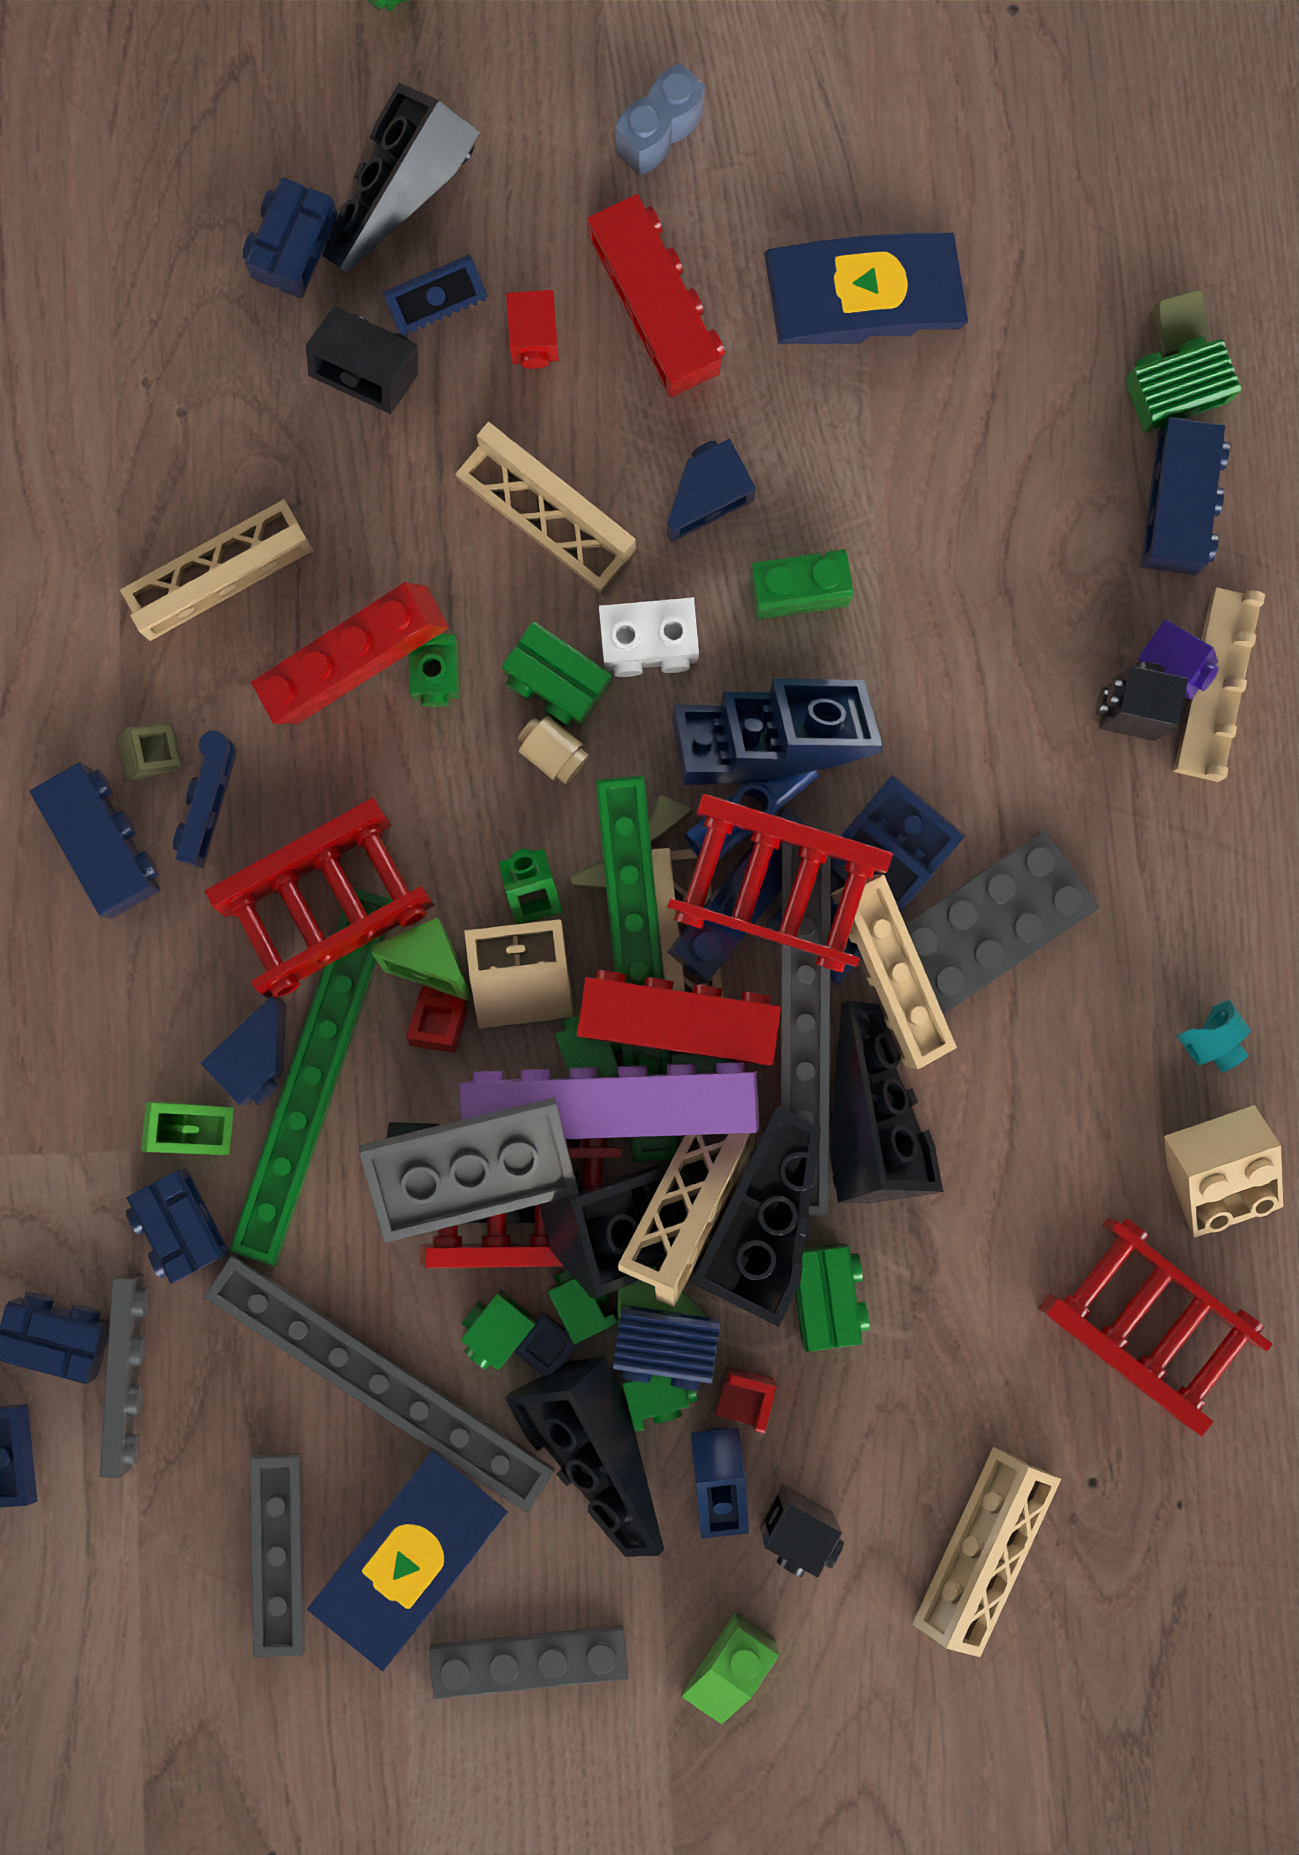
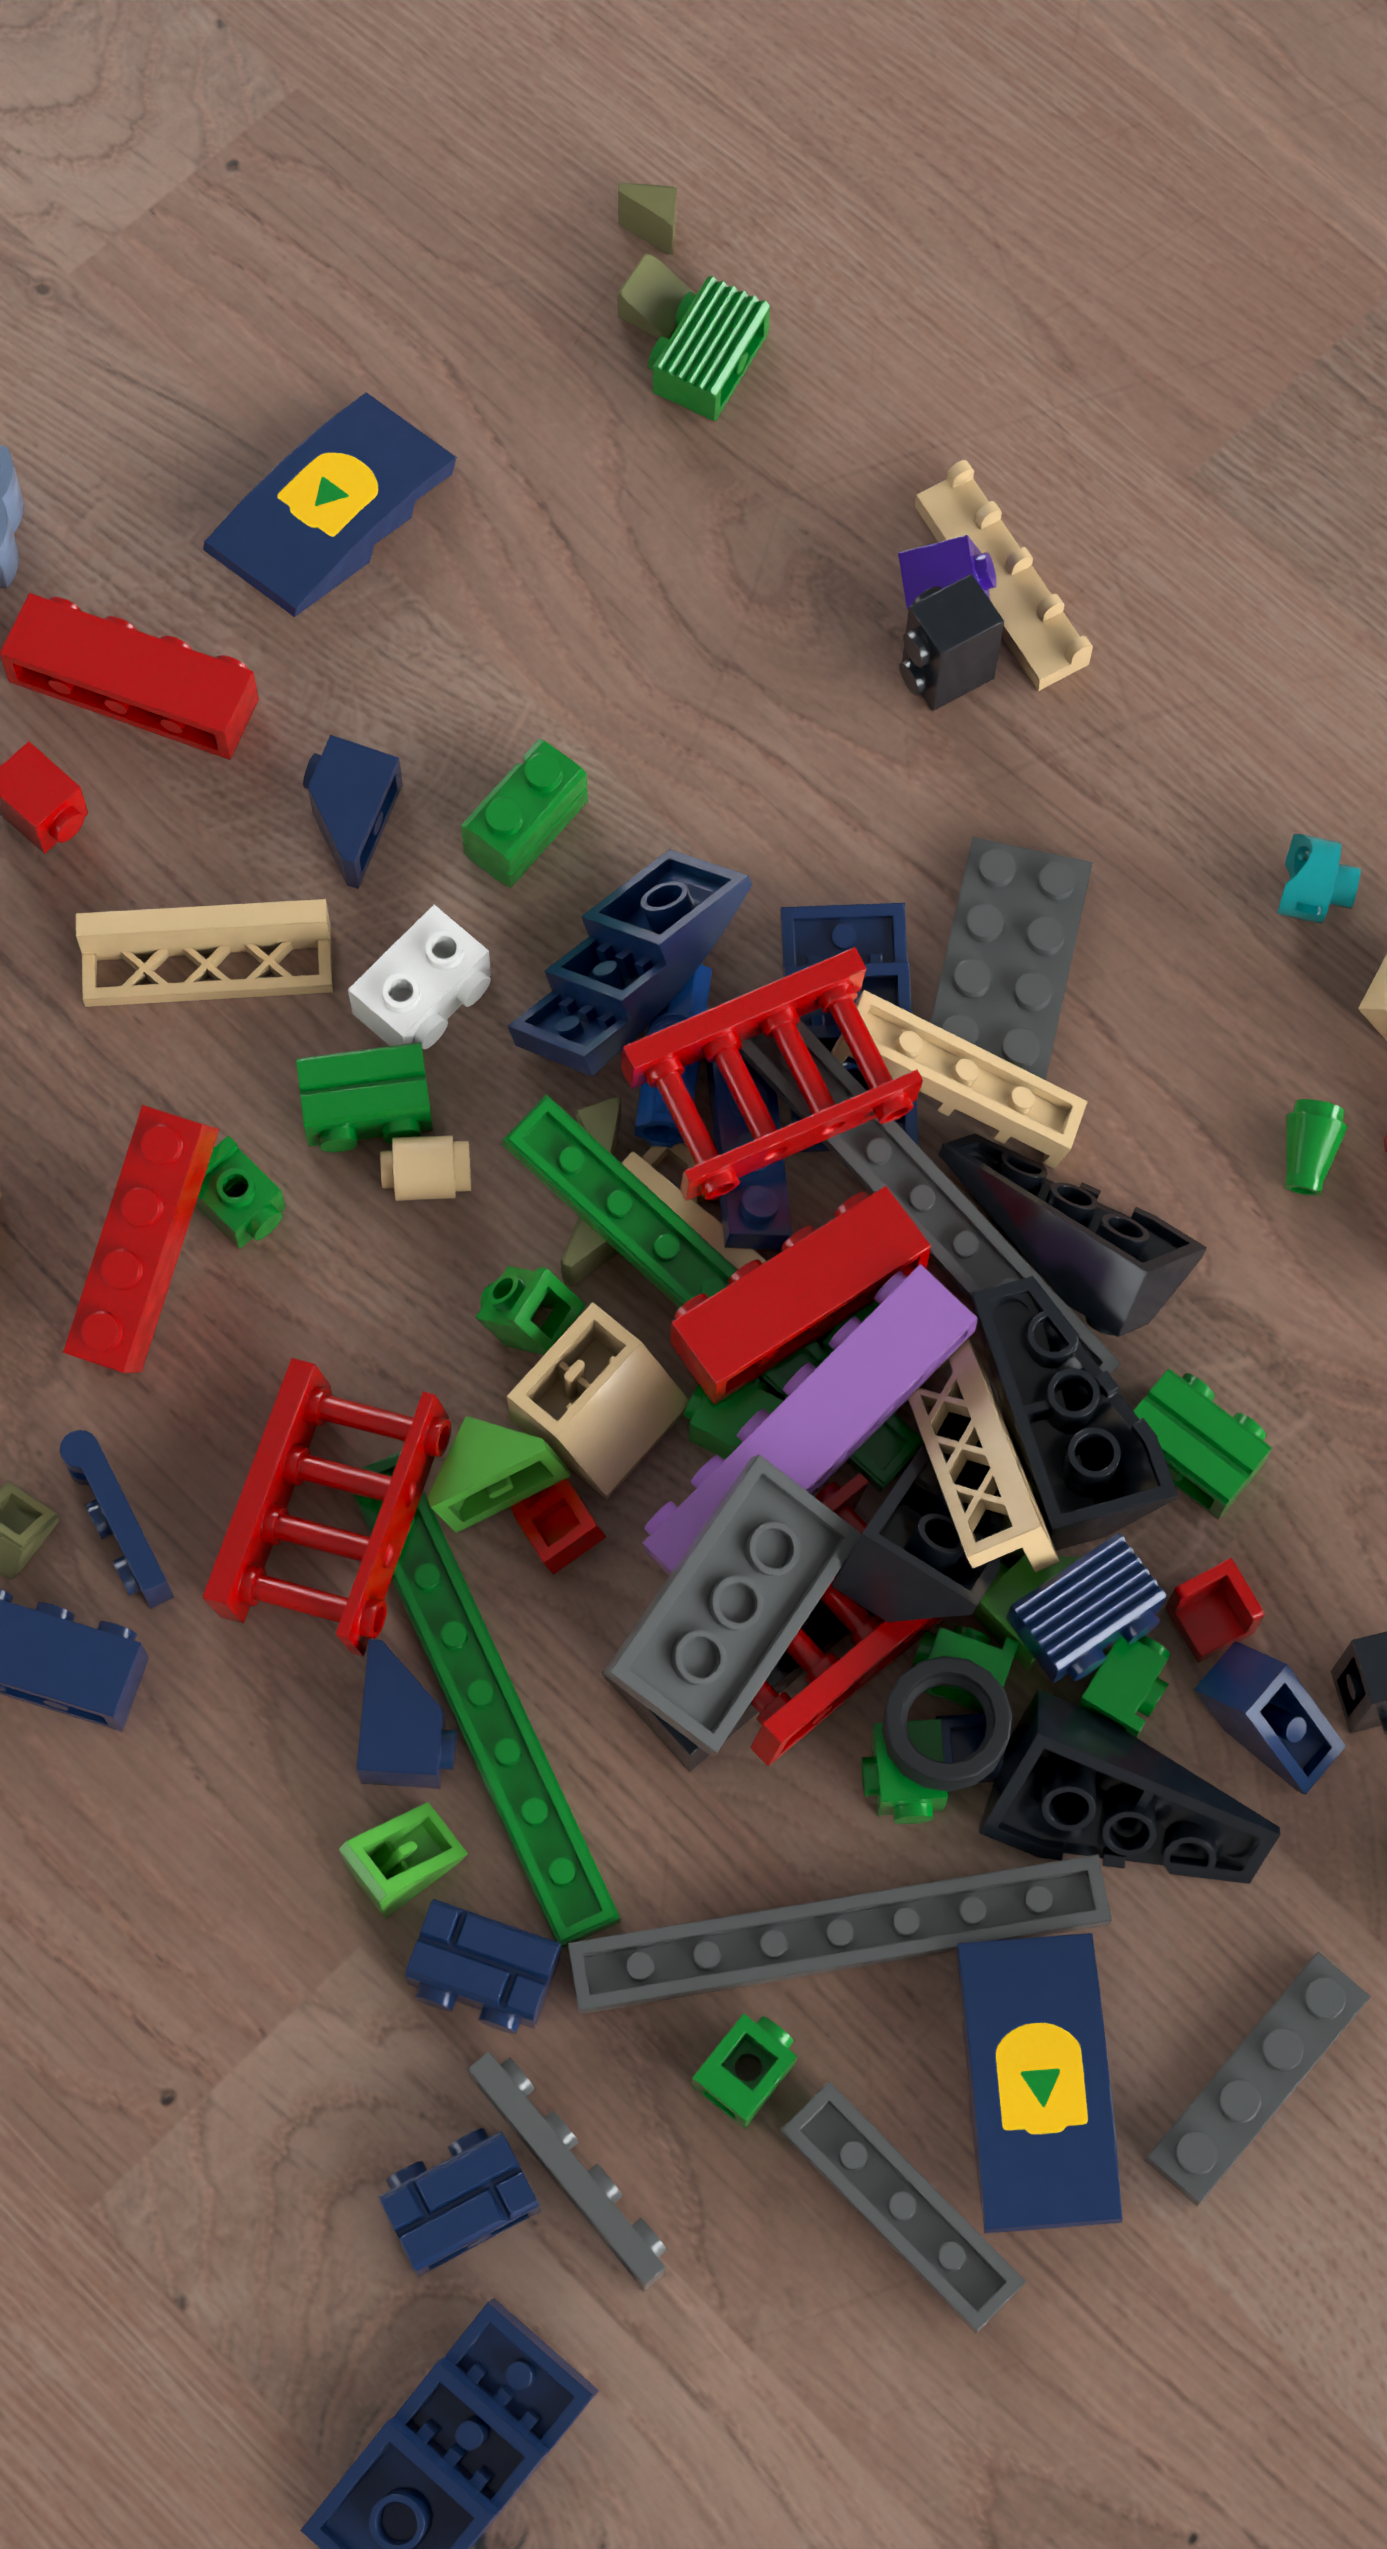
camera: 40 degrees left, 15 degrees down
(250, 1422) = (720, 2083): none -> green brick
(542, 1371) = (972, 1679): none -> black tyre
(1060, 1187) = (1312, 1142): none -> green cone
(1184, 496) = (808, 441): dark blue brick -> none
(1229, 263) = (649, 213): none -> olive slope

